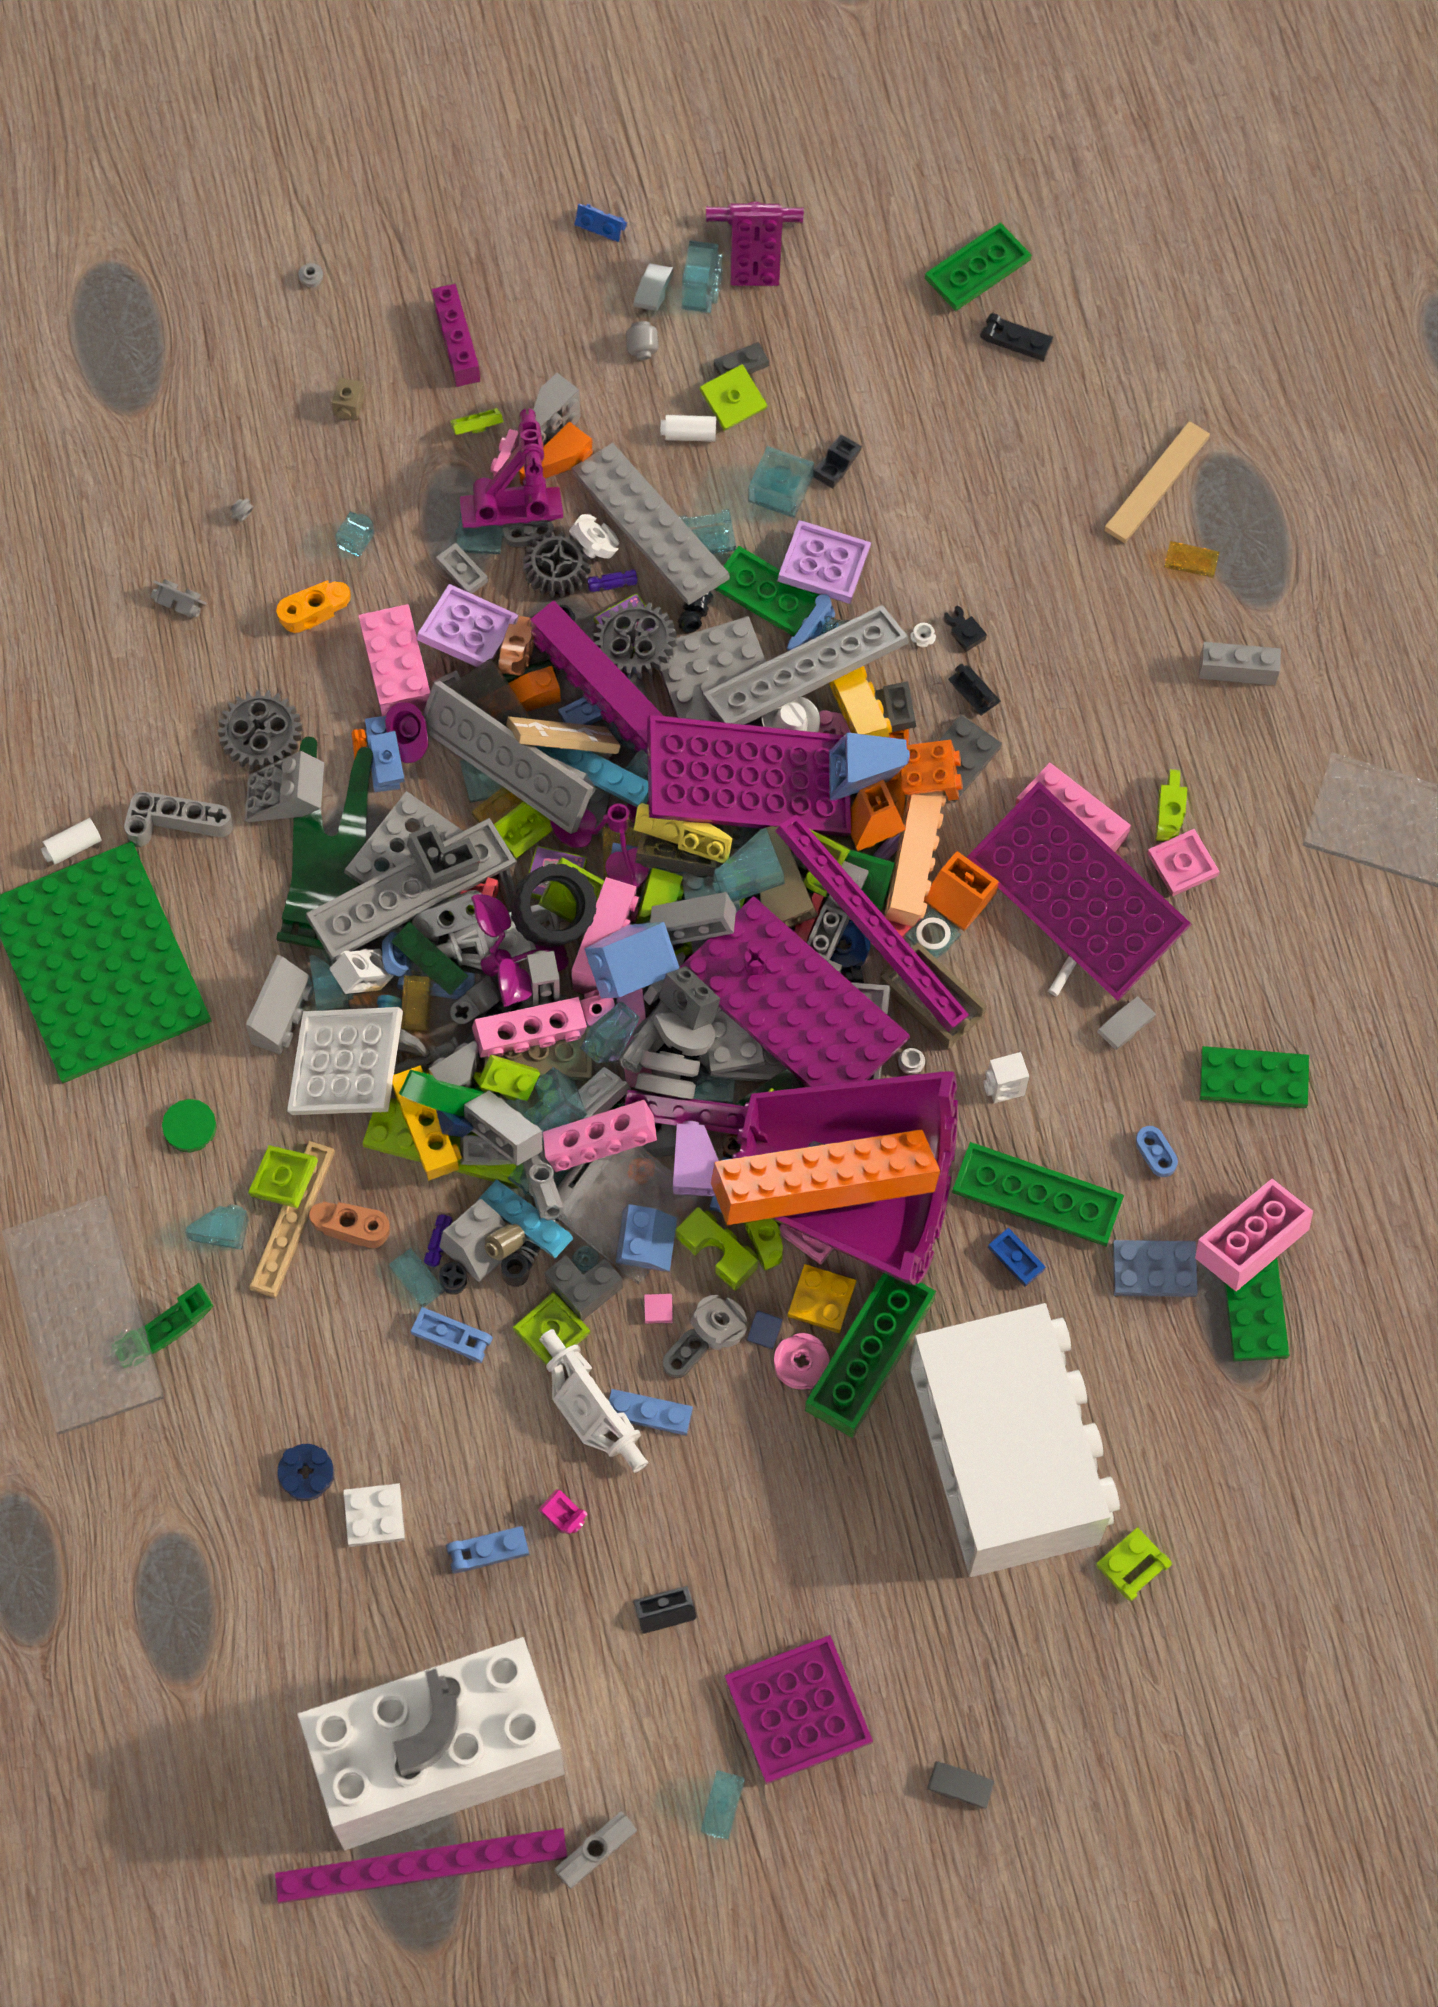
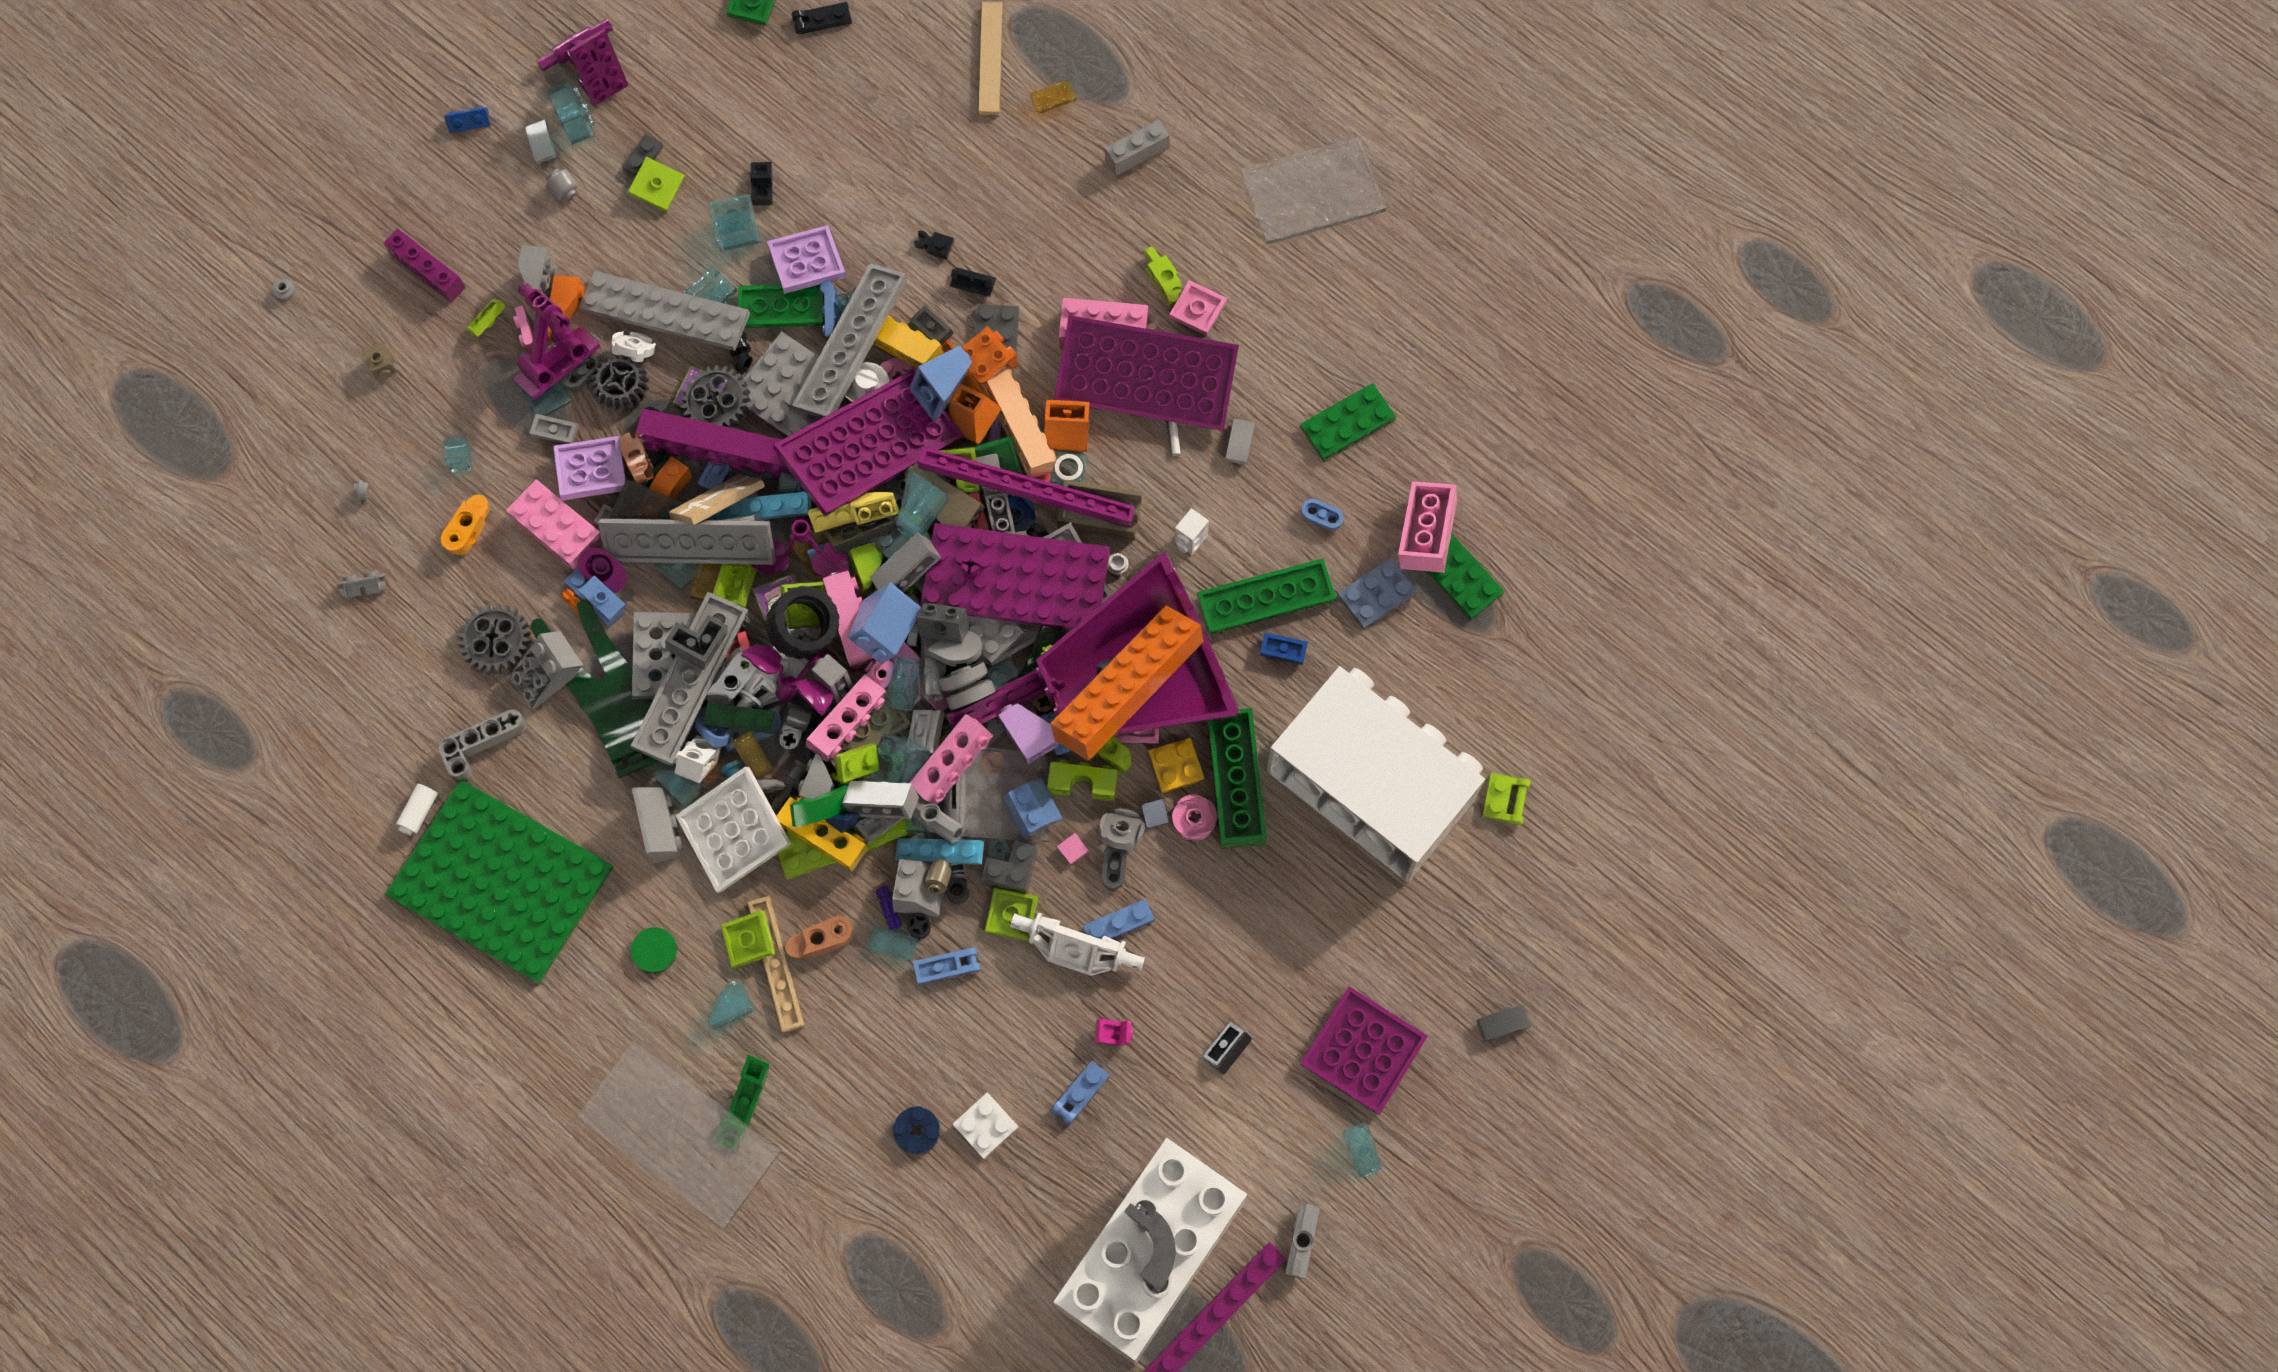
camera: 35 degrees left, 5 degrees up
(612, 580) = (666, 368): dark purple axle -> none
(689, 428) = (641, 226): white brick -> none
(927, 630) = (910, 261): white plate -> none

